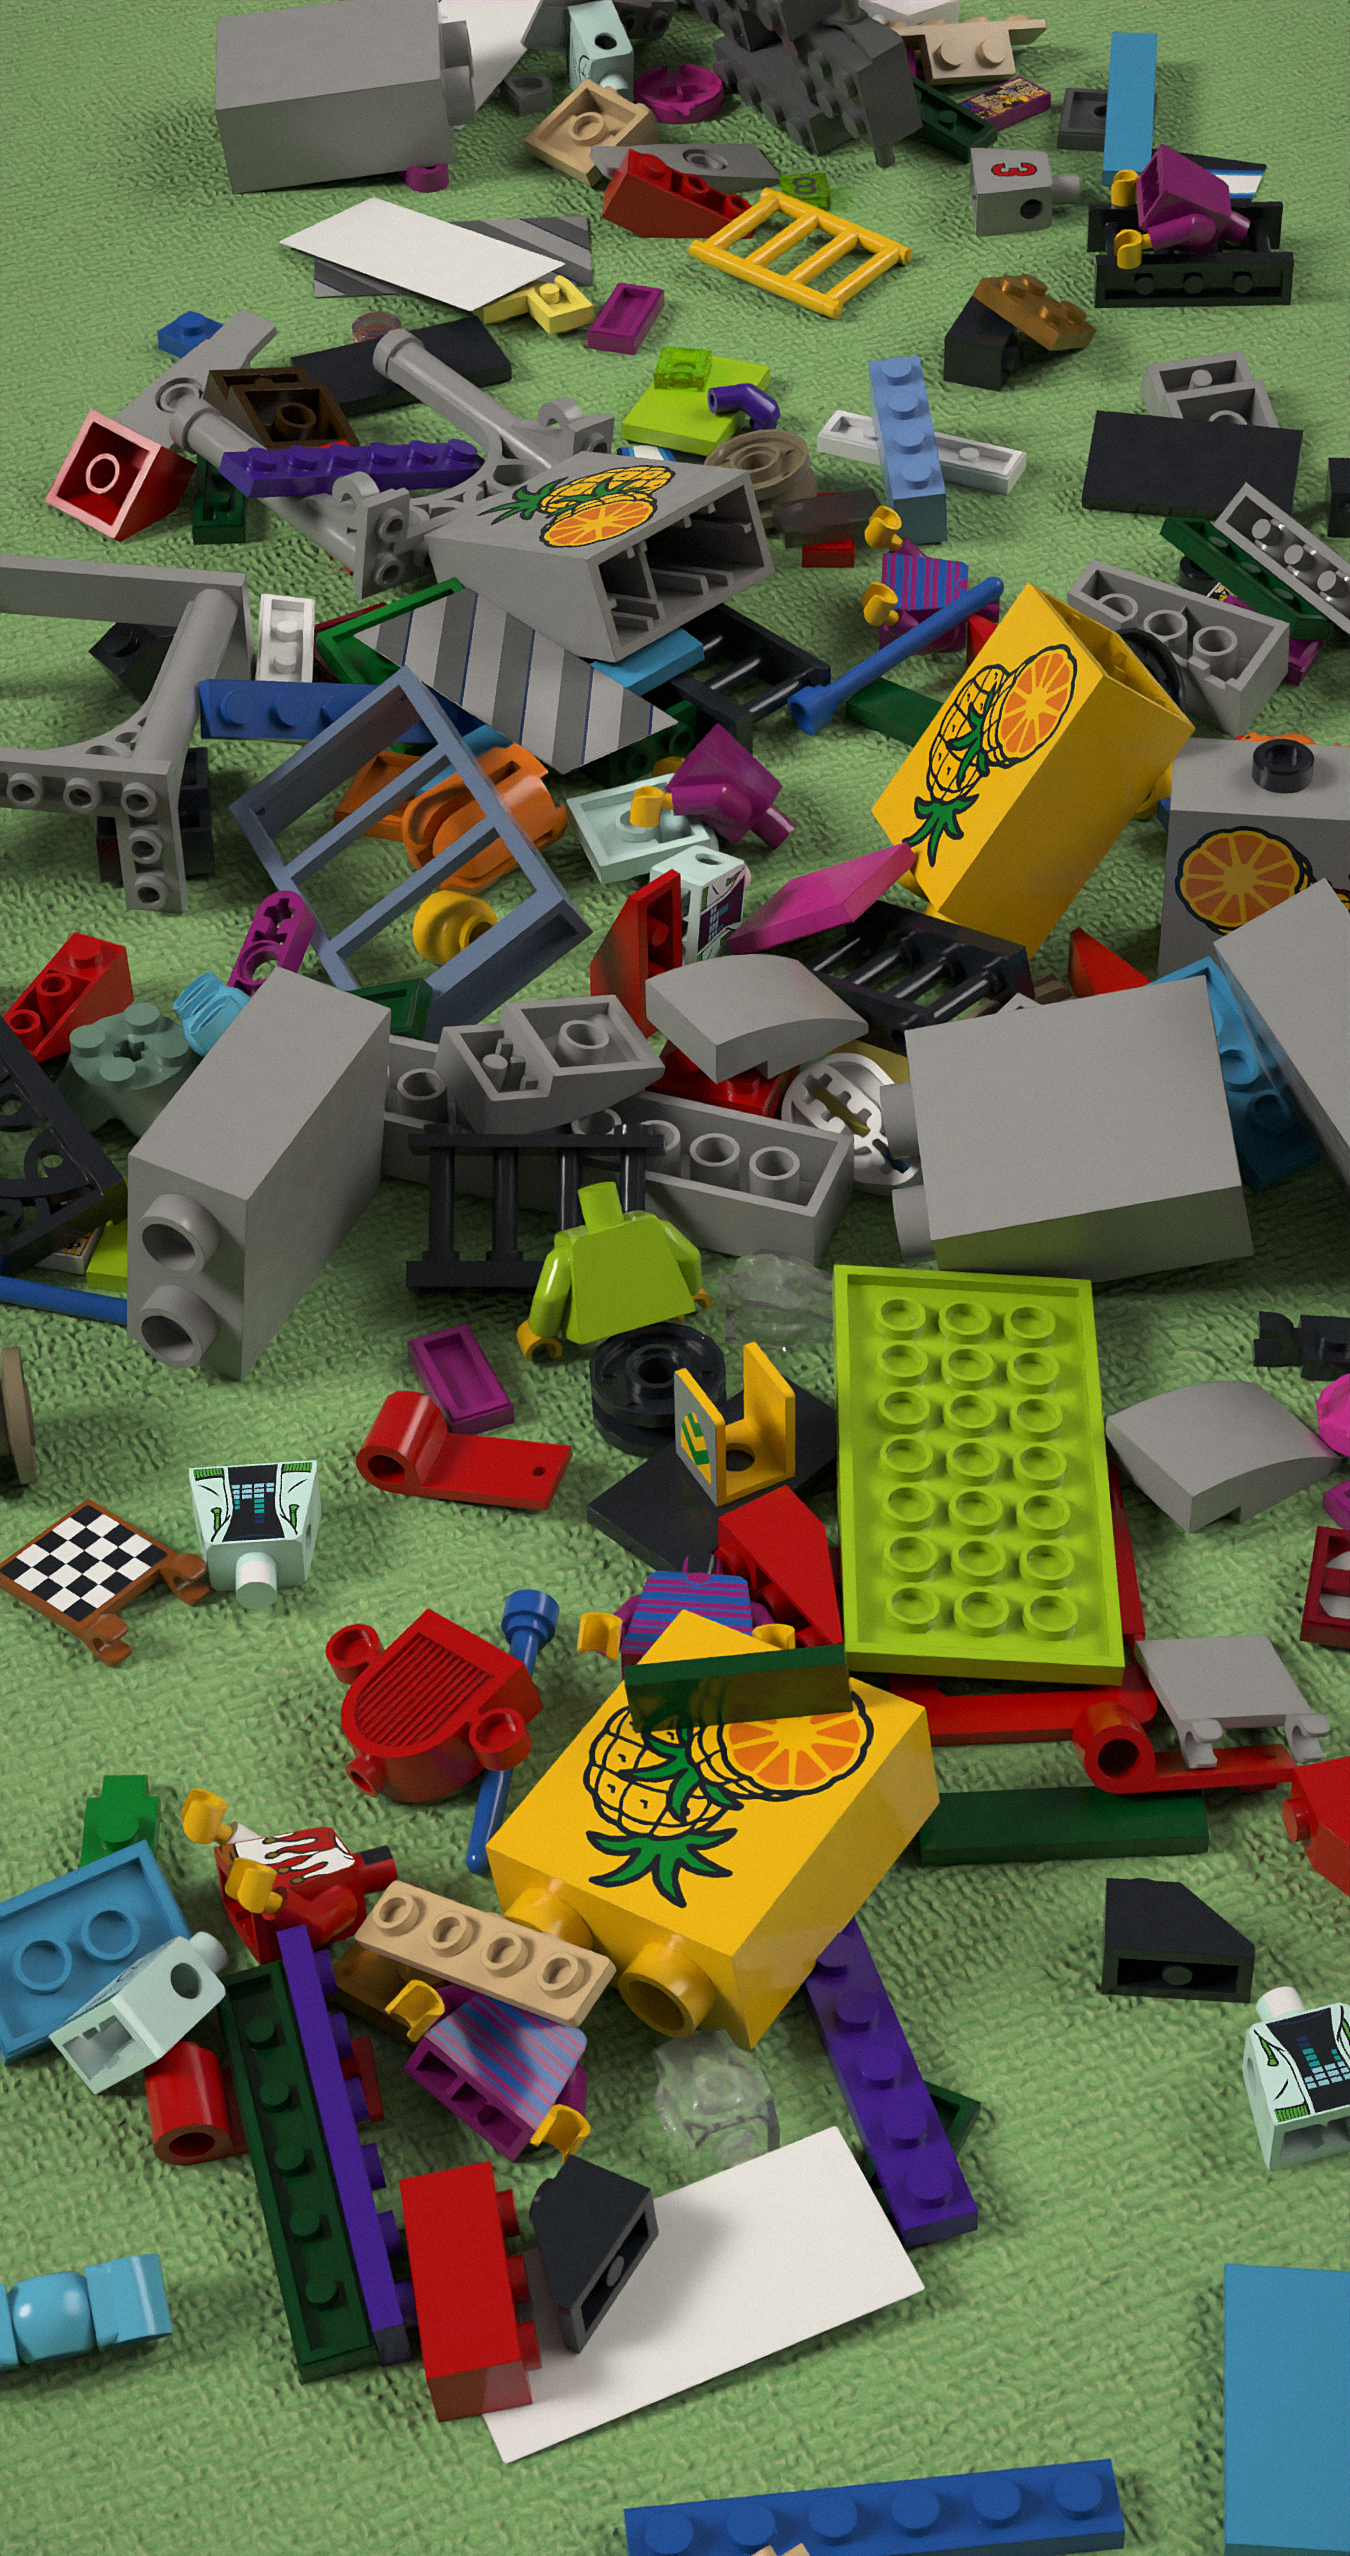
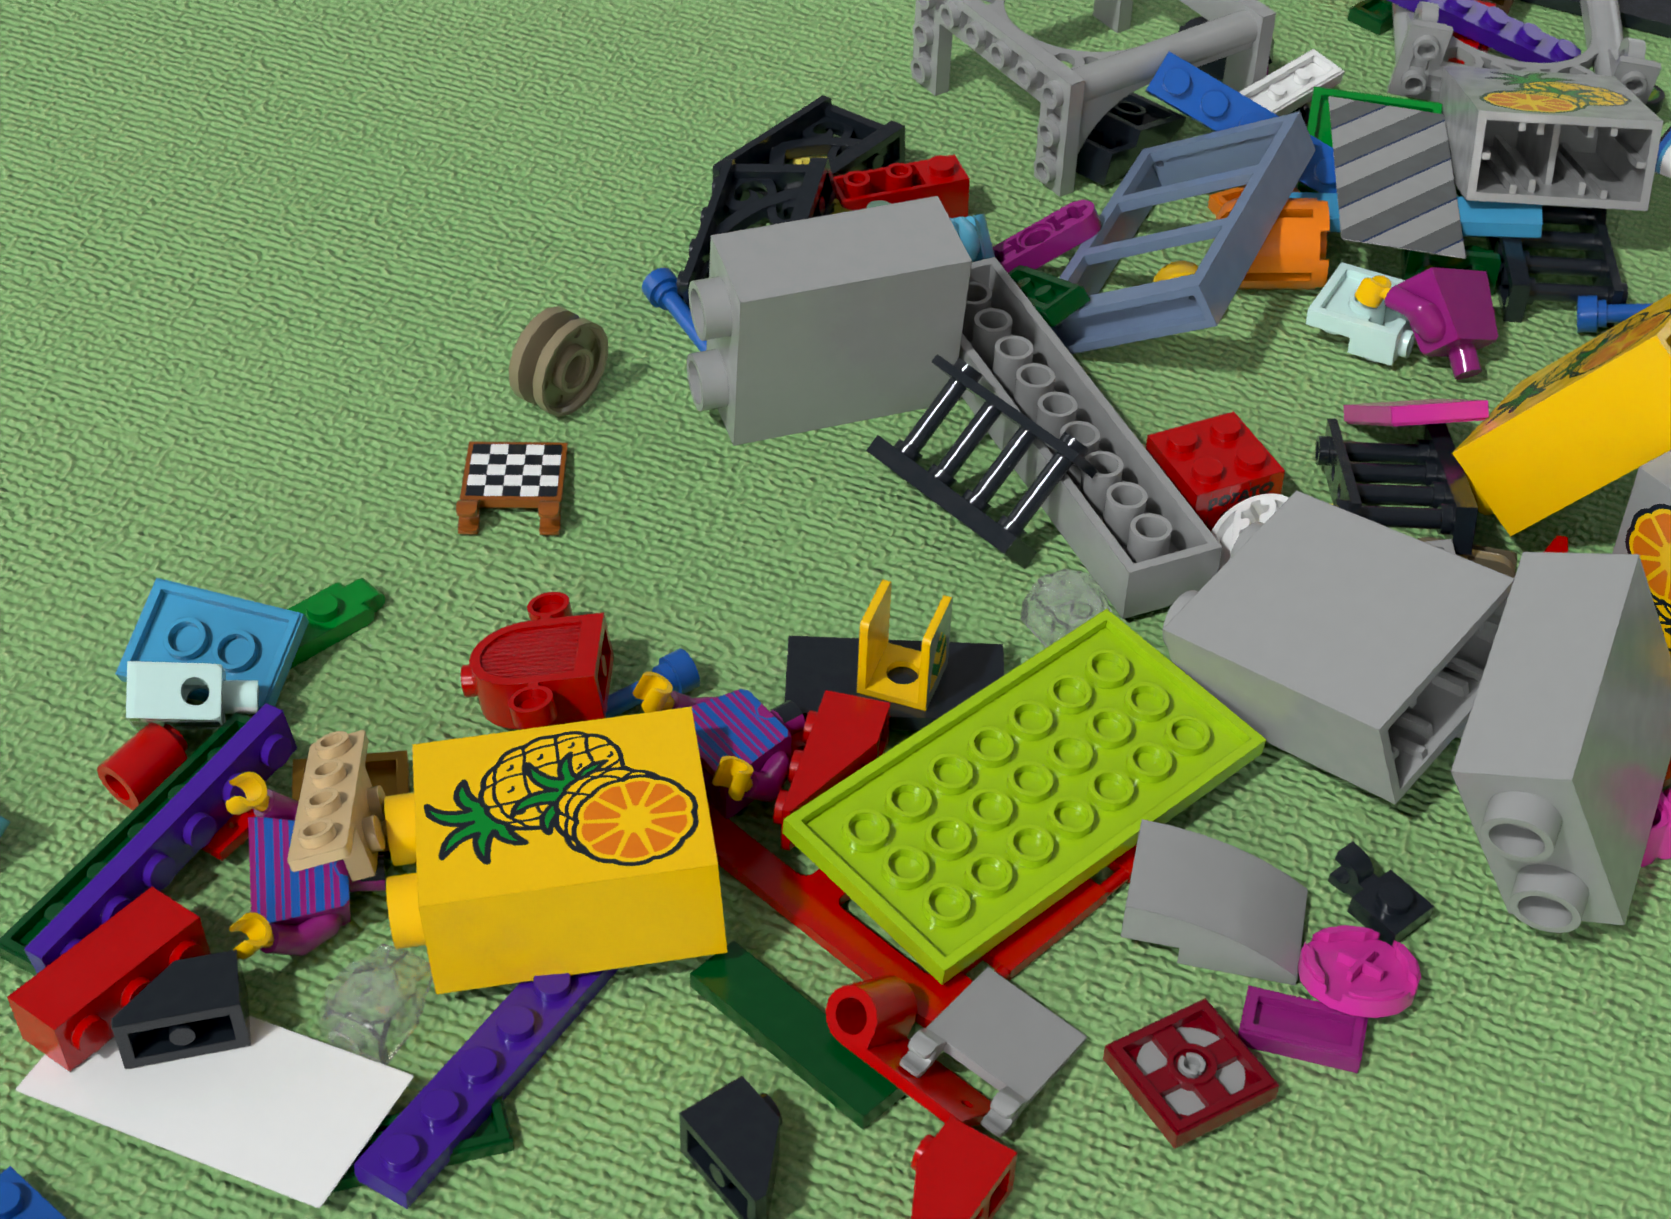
camera: 45 degrees right, 0 degrees up
(257, 1526) = (613, 516): light aqua torso -> none
(286, 1878) = (335, 688): torso -> none
(417, 1456) = (758, 552): red door -> none
(460, 1381) = (838, 528): magenta tile -> none
(545, 1063) = (1086, 378): light grey slope -> none
(611, 1276) = (968, 520): lime torso -> none
(636, 1383) = (918, 589): black wheel -> none
(640, 946) = (1249, 364): red slope -> none
(710, 899) = (1337, 367): light aqua torso -> none
(738, 1688) = (628, 764): dark green tile -> none
(749, 1014) = (1250, 431): light grey slope -> none

